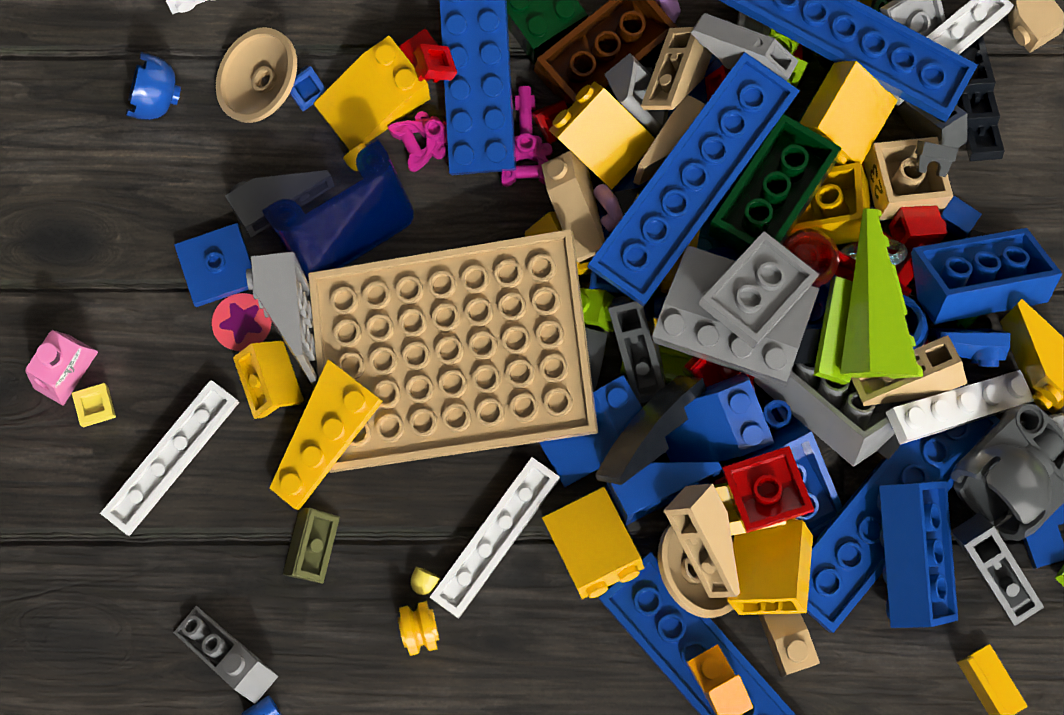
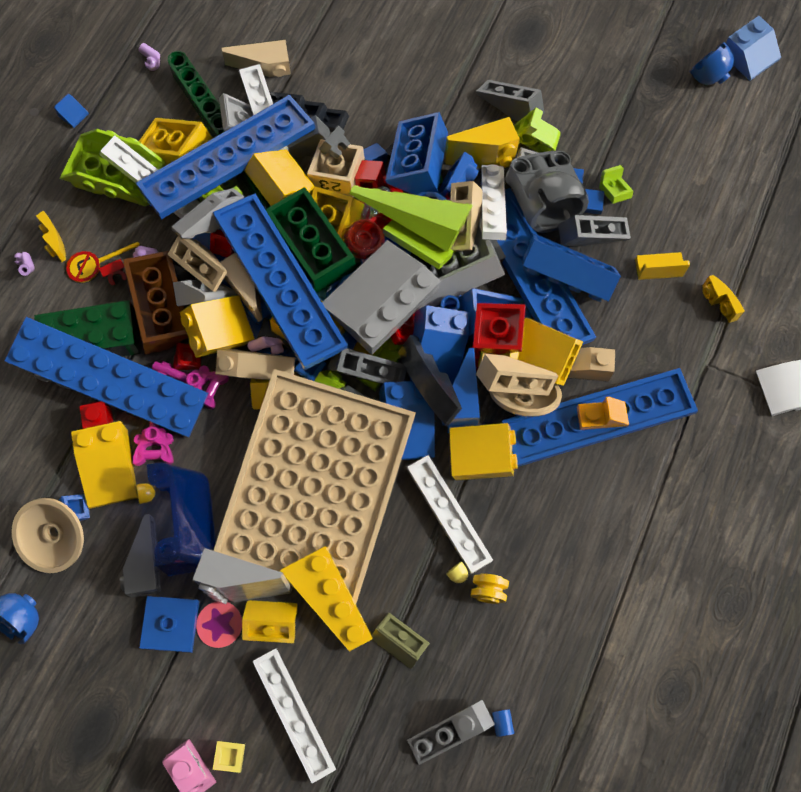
camera: 70 degrees left, 5 degrees down
(434, 63) = (109, 408): red tile -> none
(758, 289) = (375, 269): light grey plate -> none

